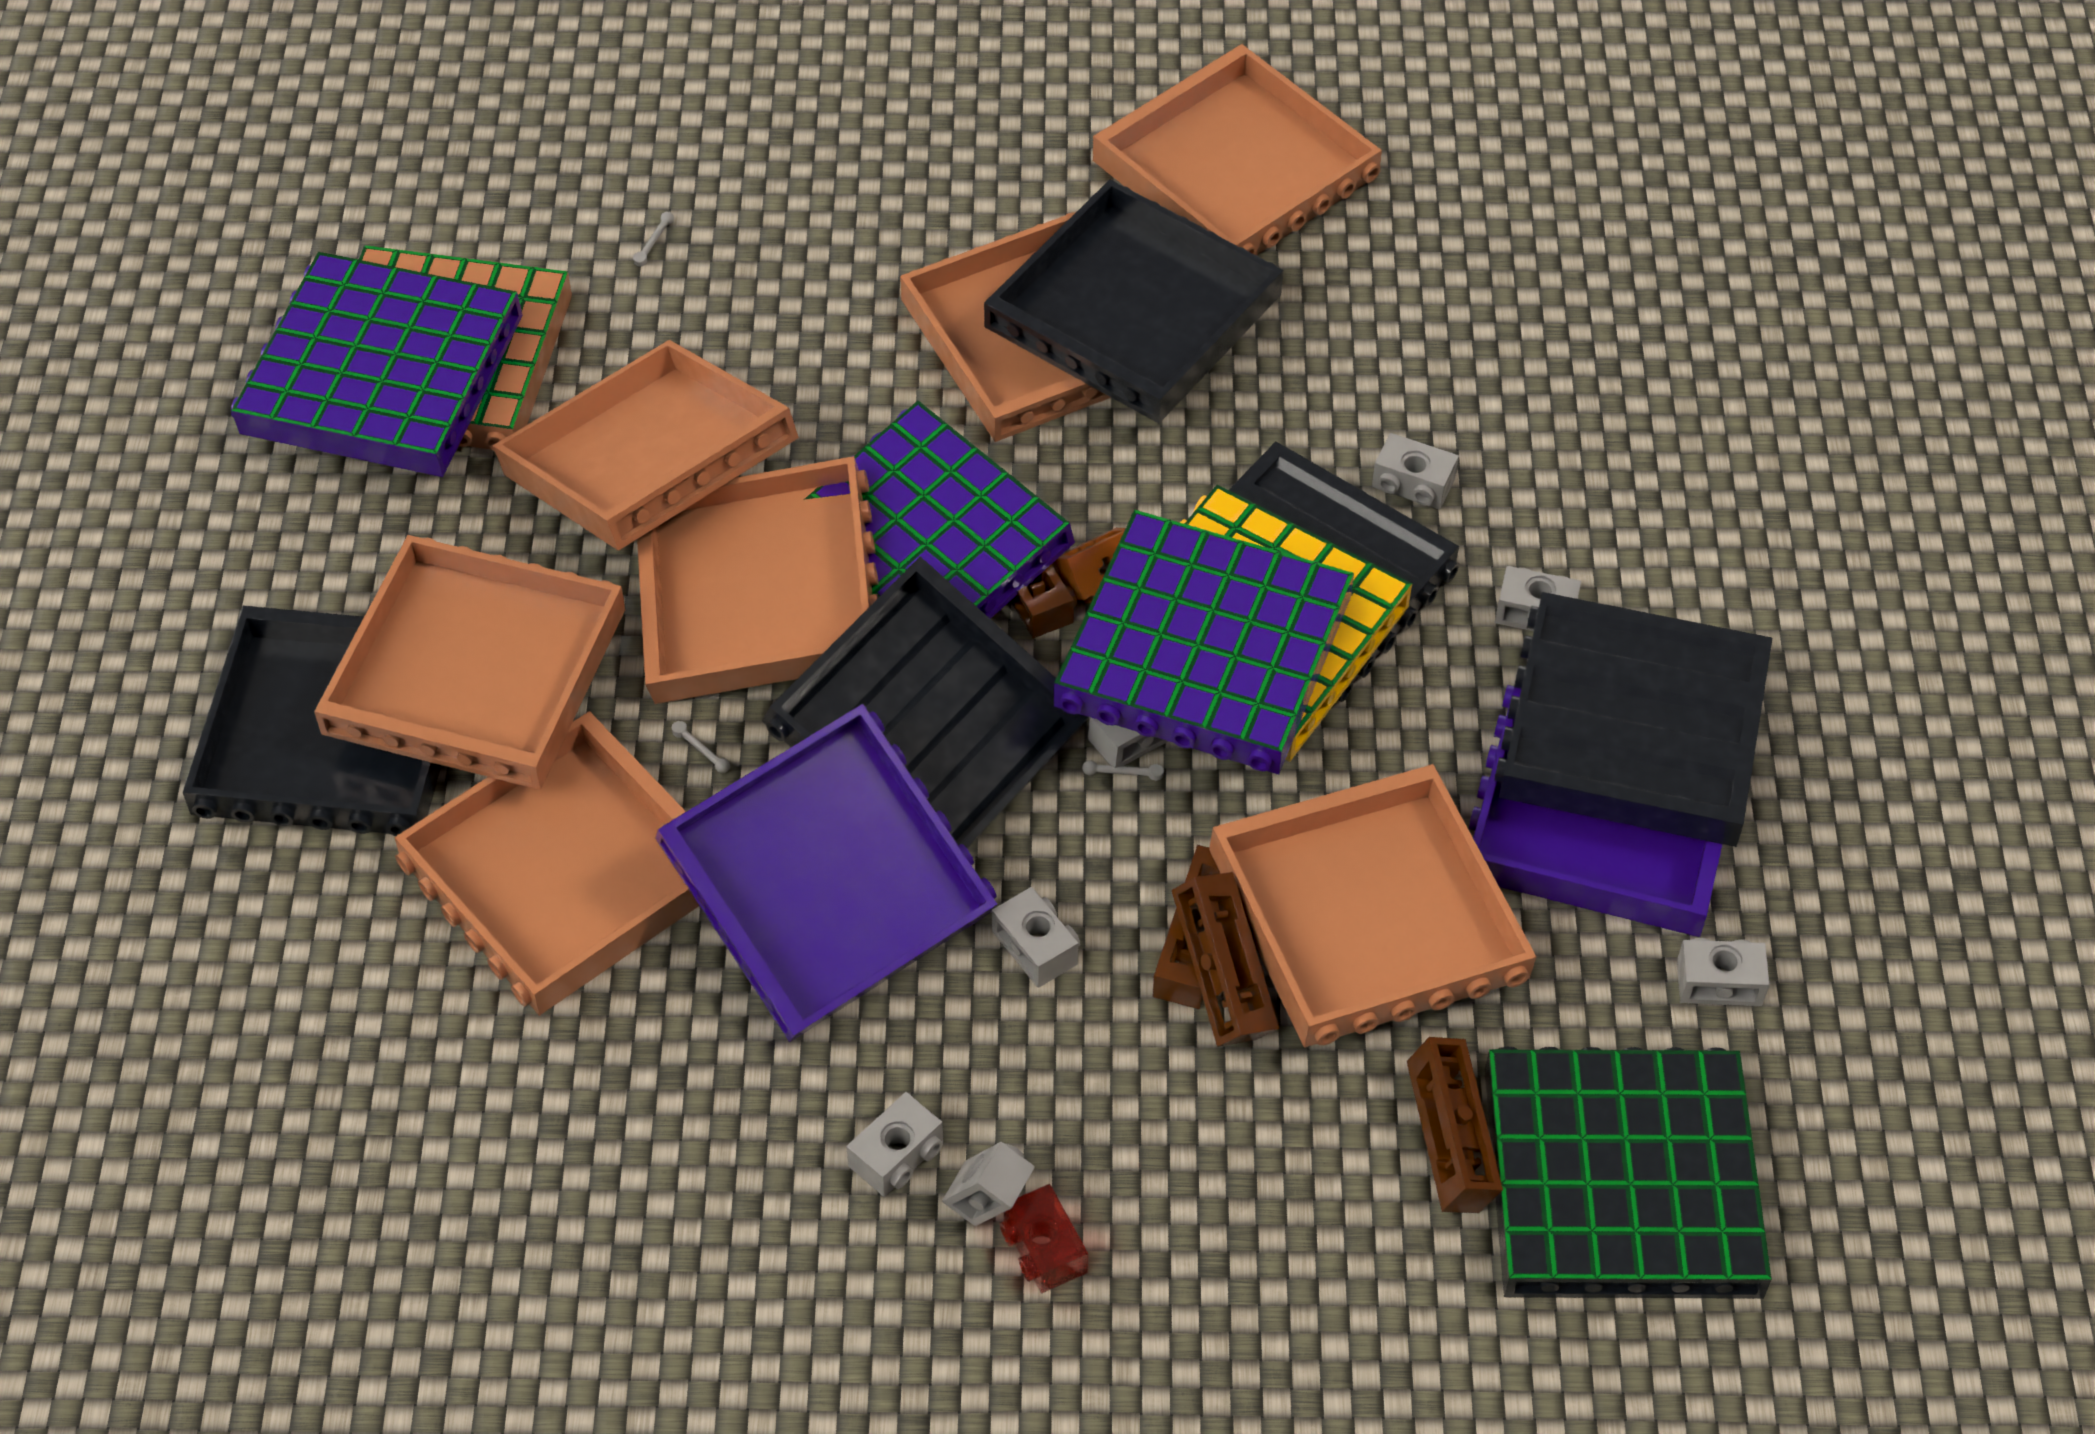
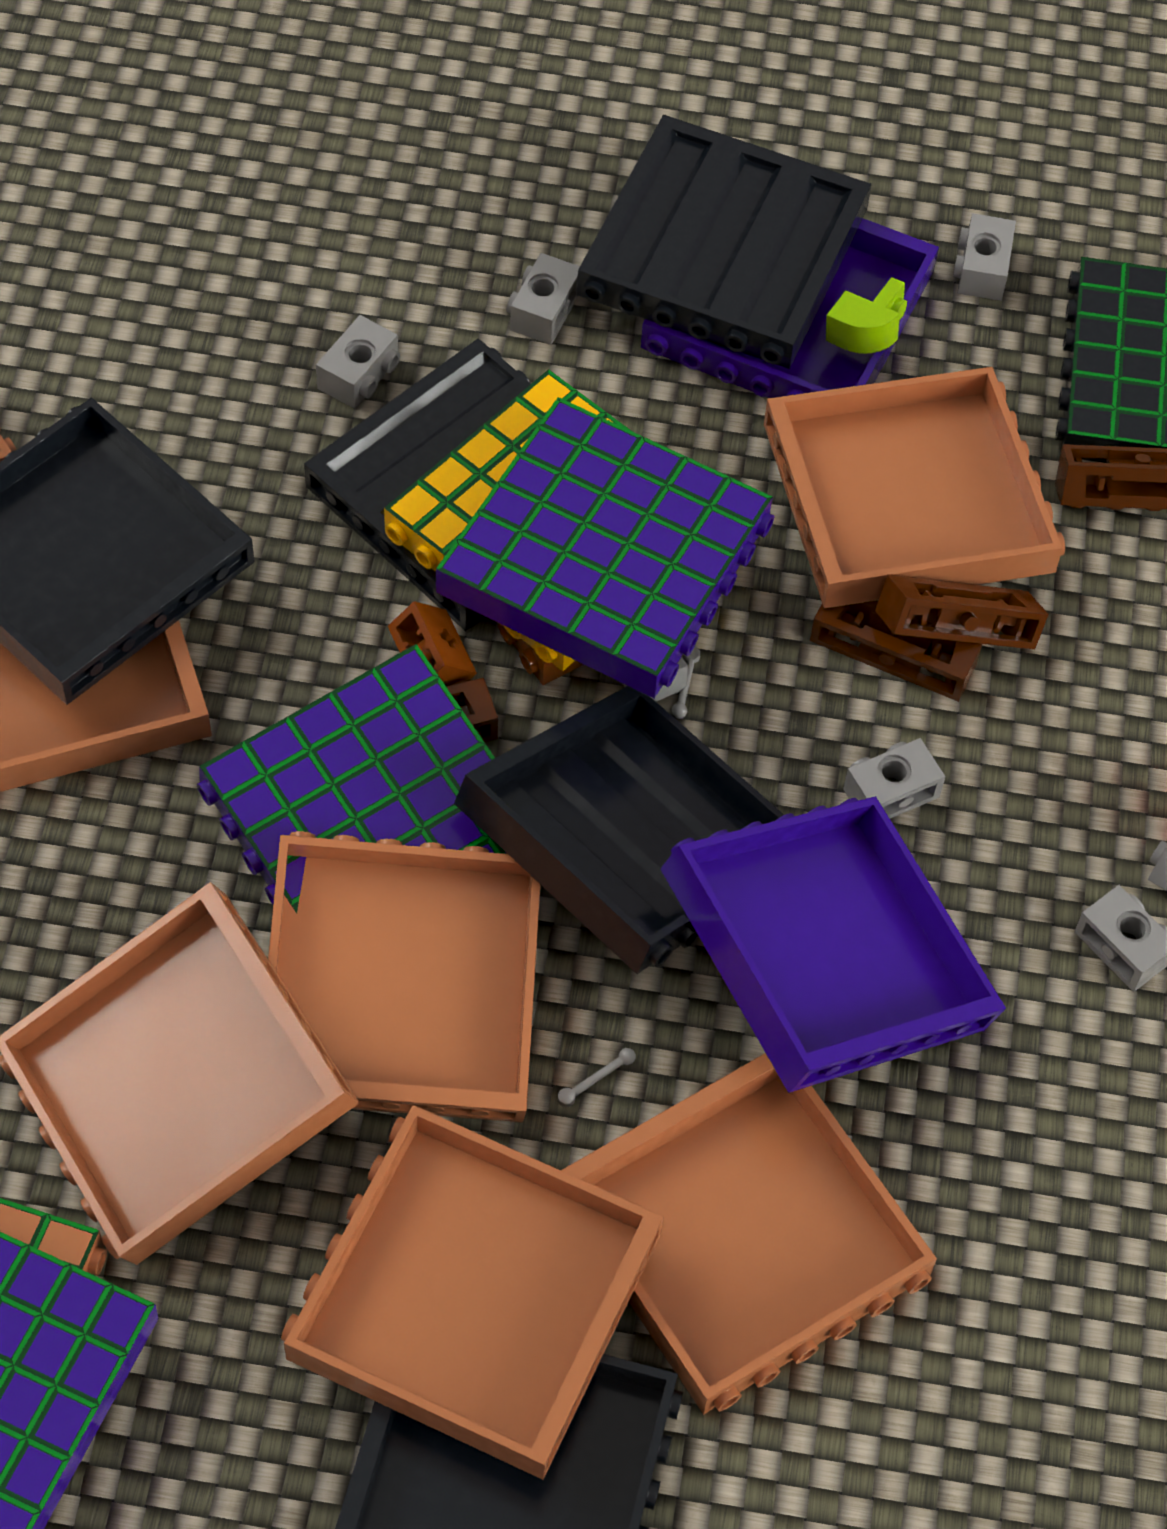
camera: 85 degrees left, 5 degrees up
(1568, 852) = (864, 324): none -> lime brick

